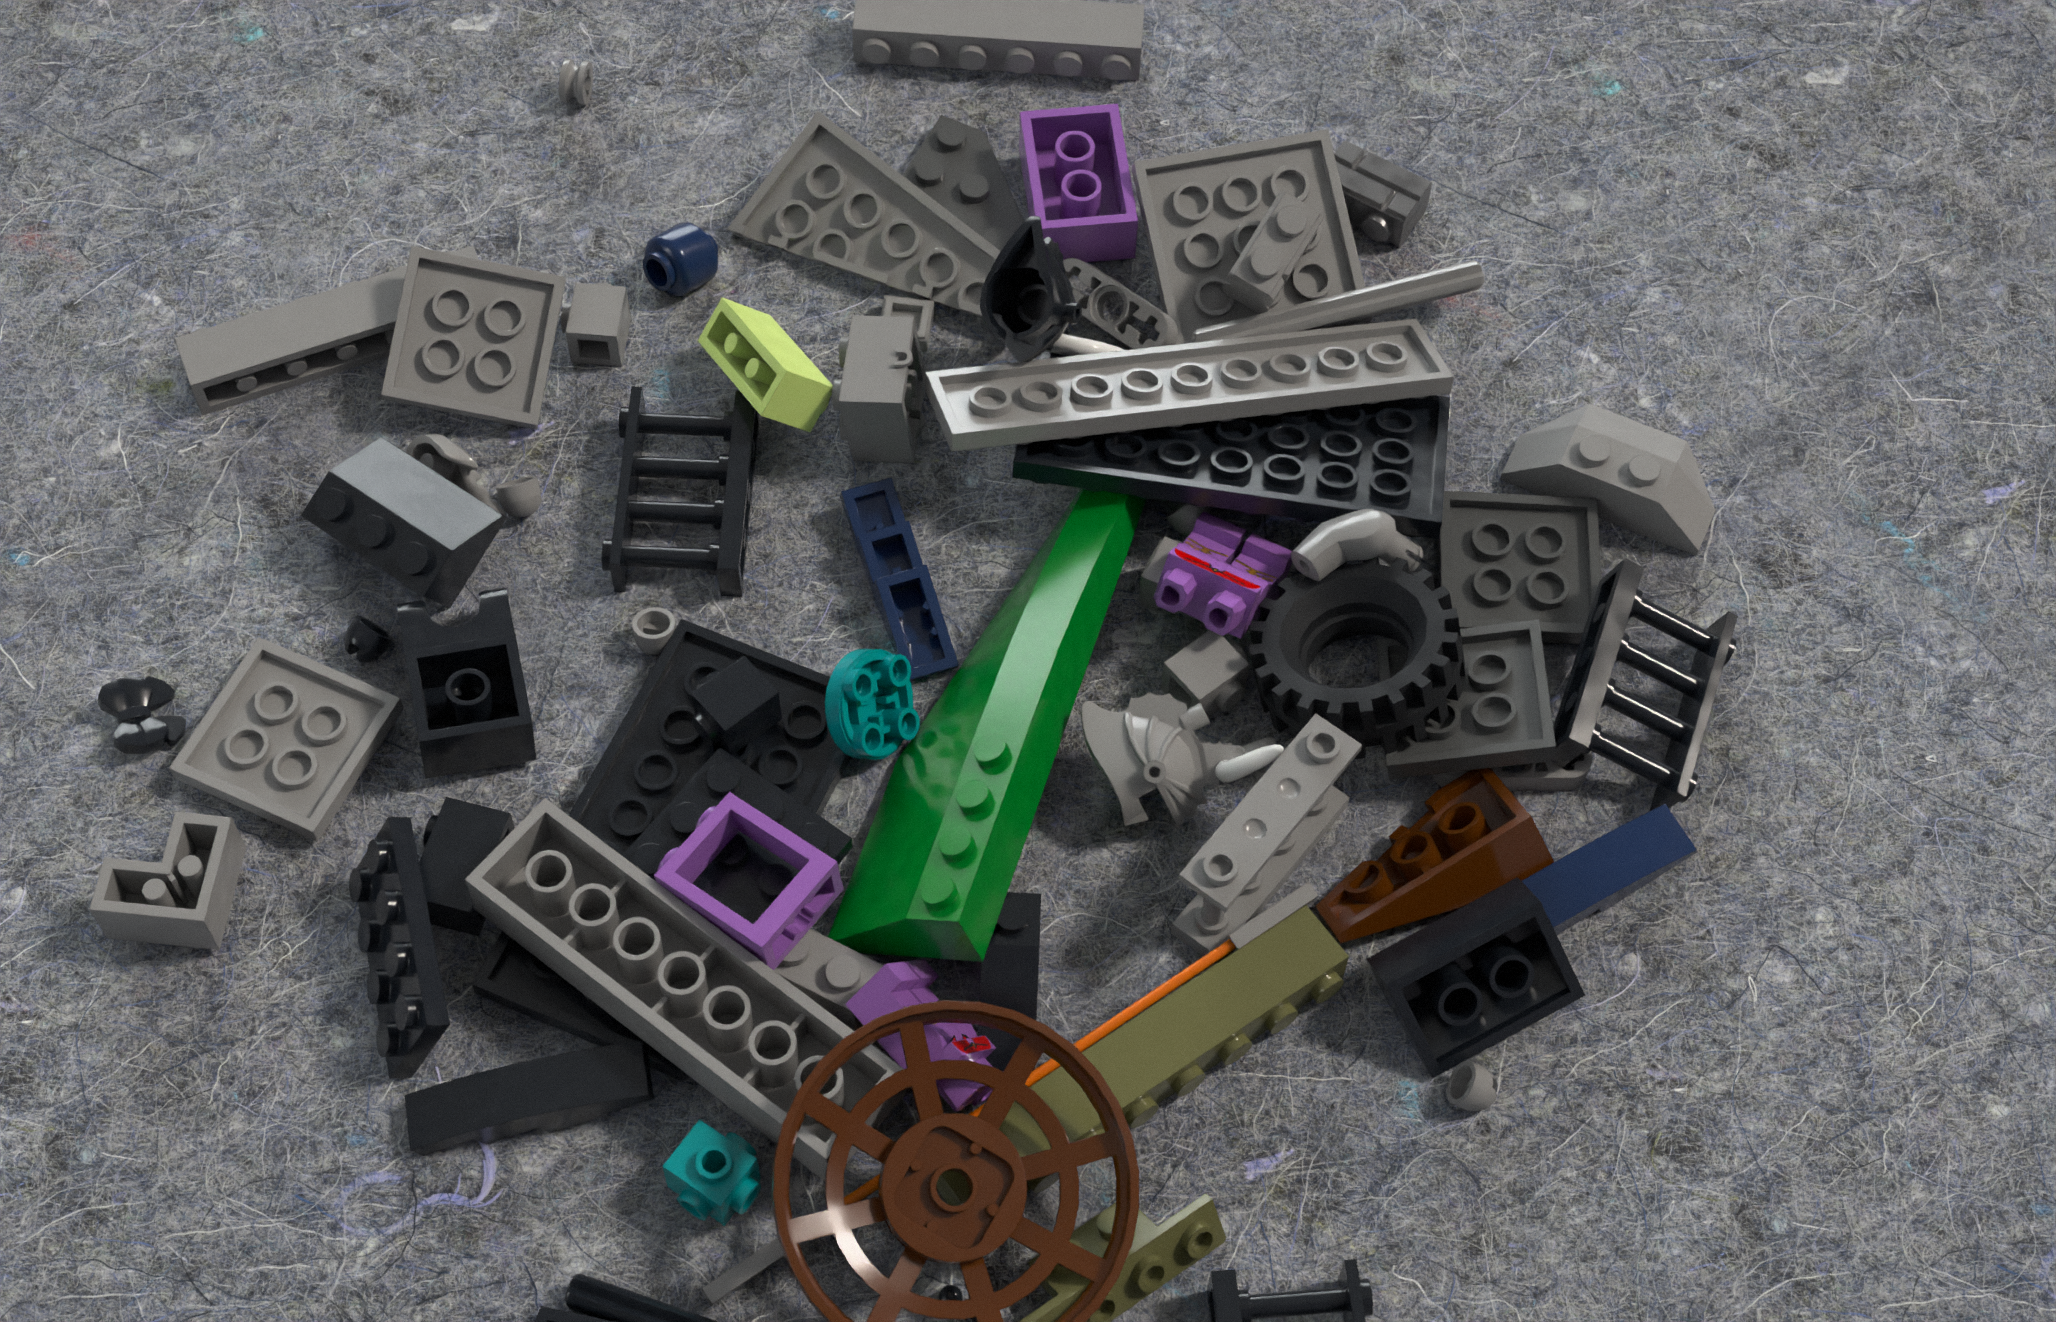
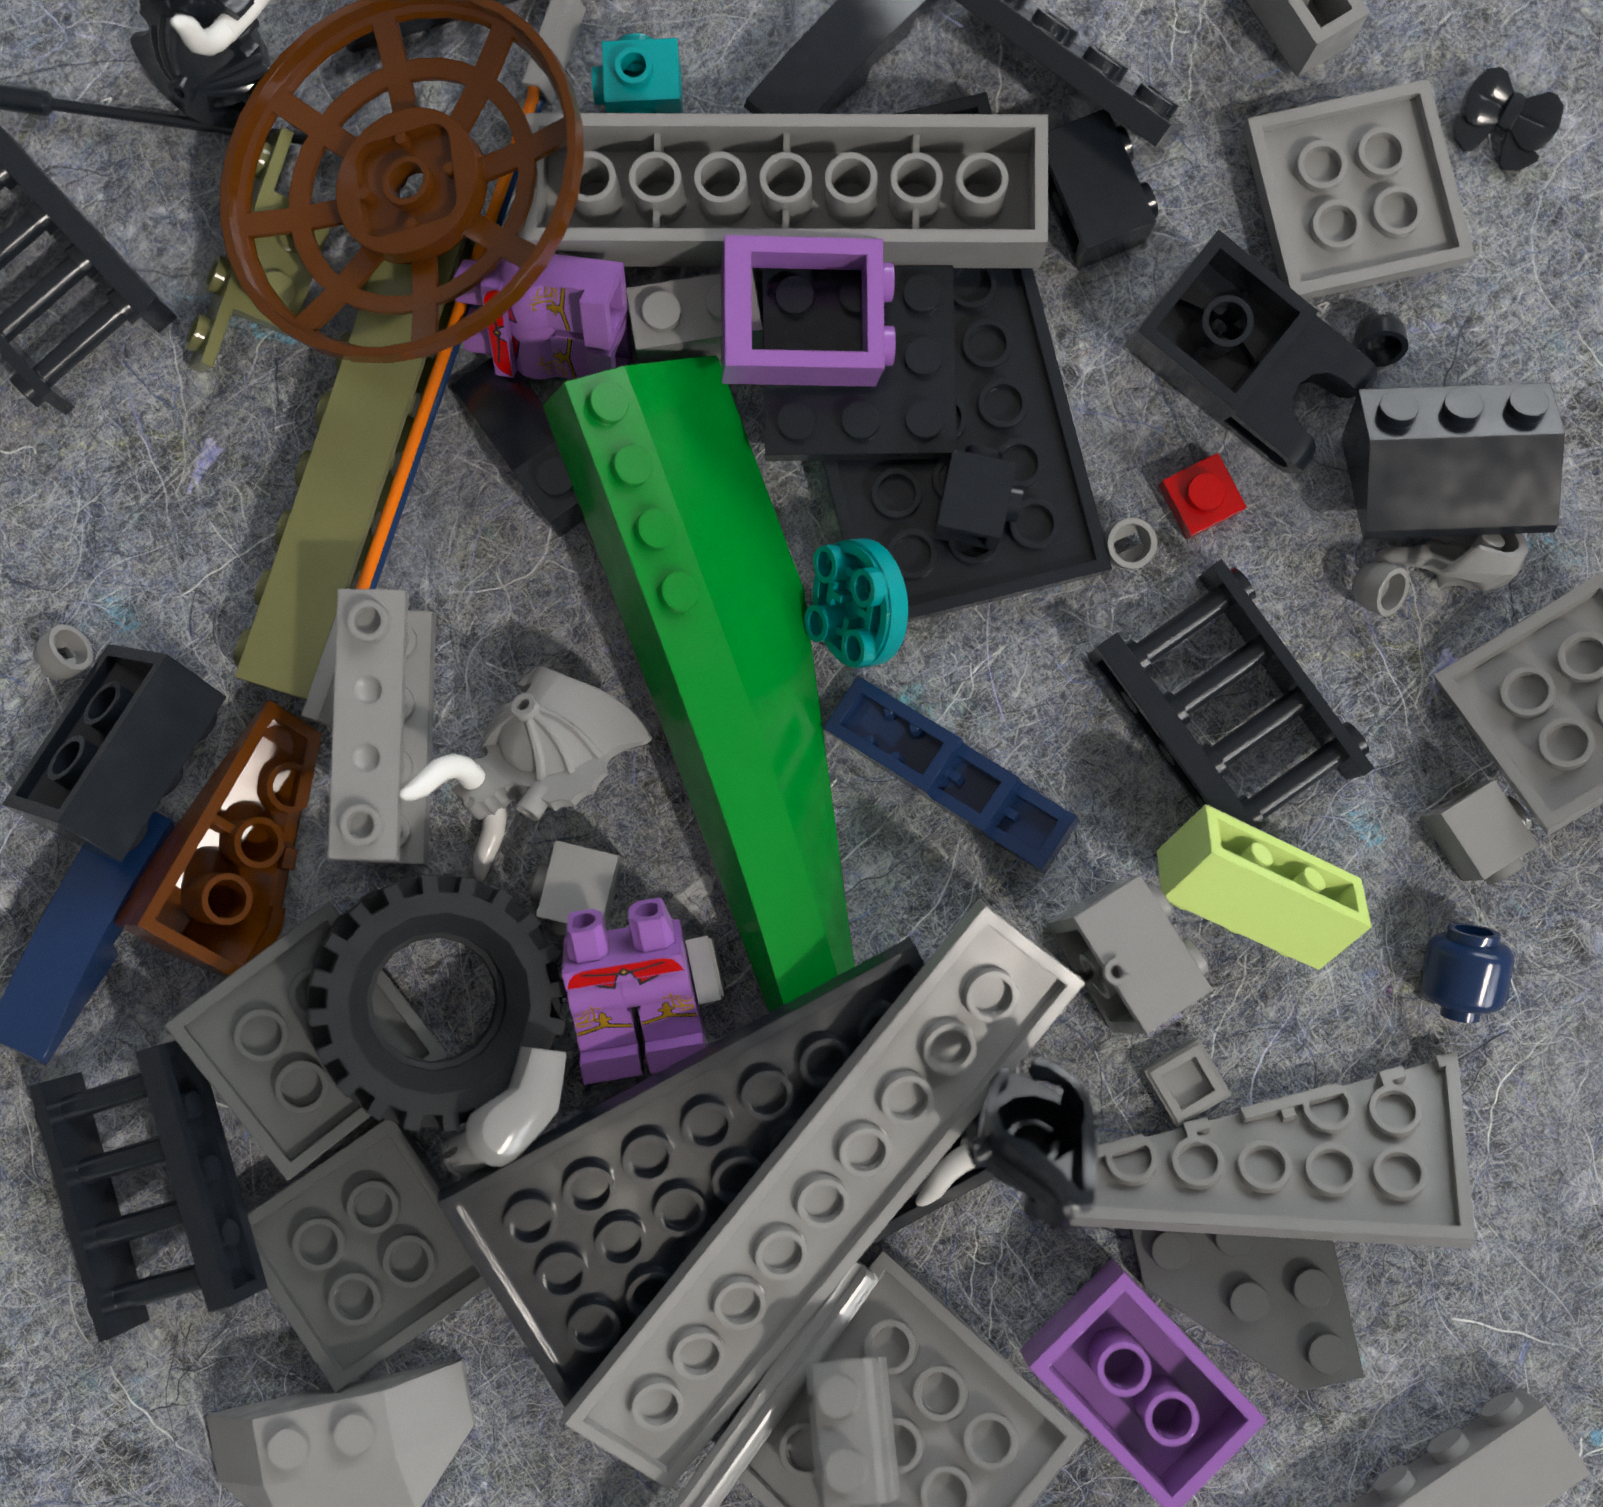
camera: 145 degrees right, 25 degrees up
(576, 631) = (1202, 496): none -> red plate
(1134, 308) = (966, 1274): light grey beam -> none

